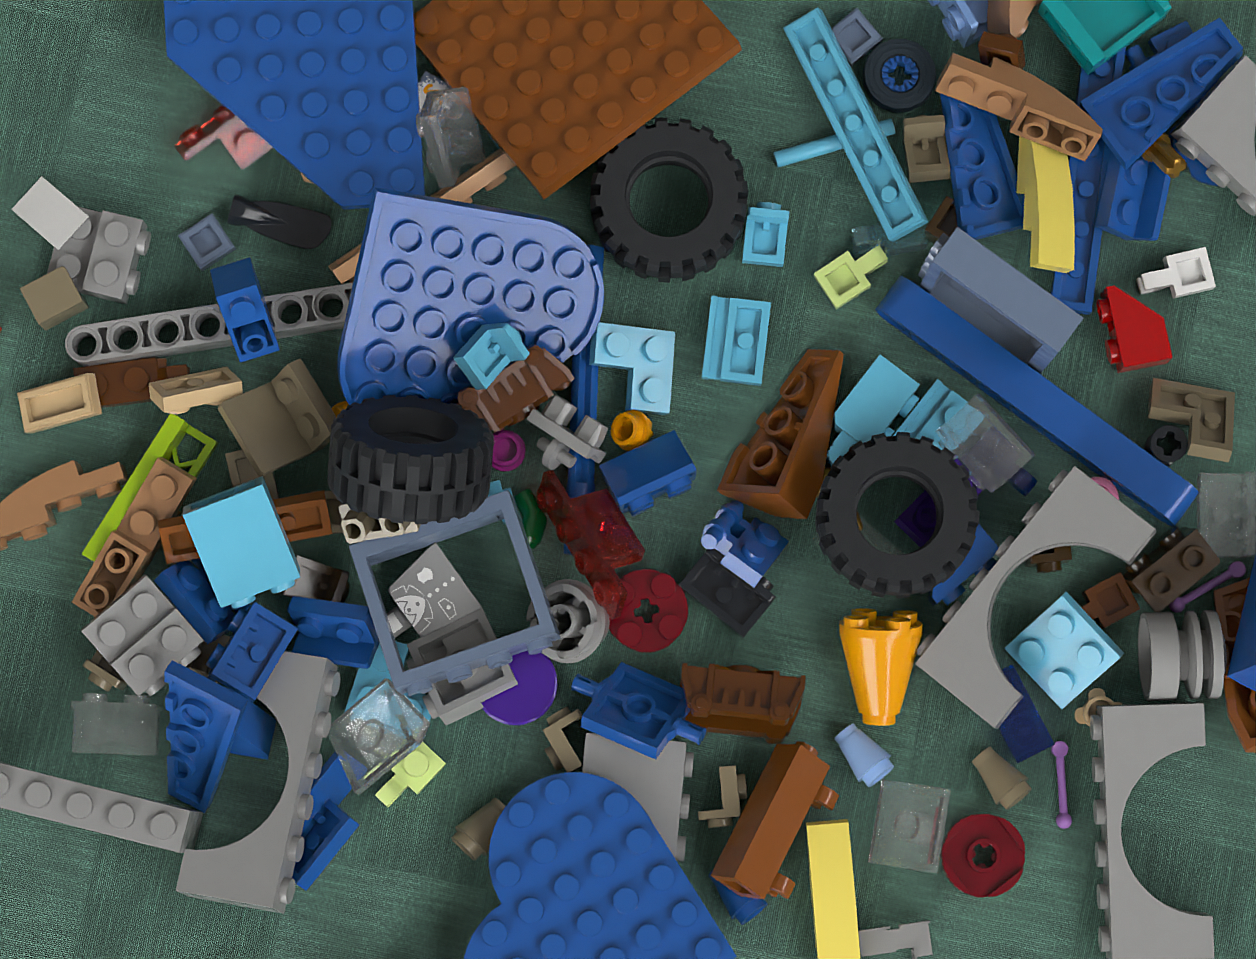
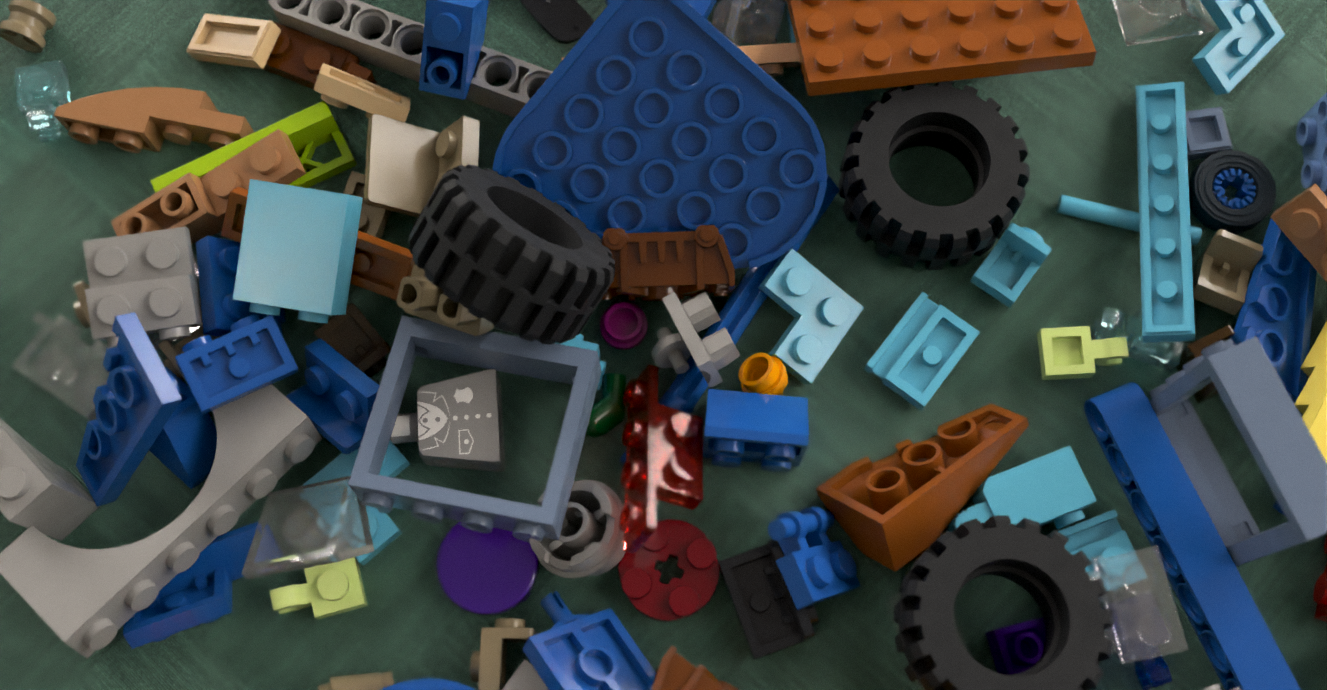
camera: 30 degrees right, 10 degrees down
(464, 697) = (423, 543): light grey plate -> none
(489, 353) = (663, 205): medium azure bracket -> none

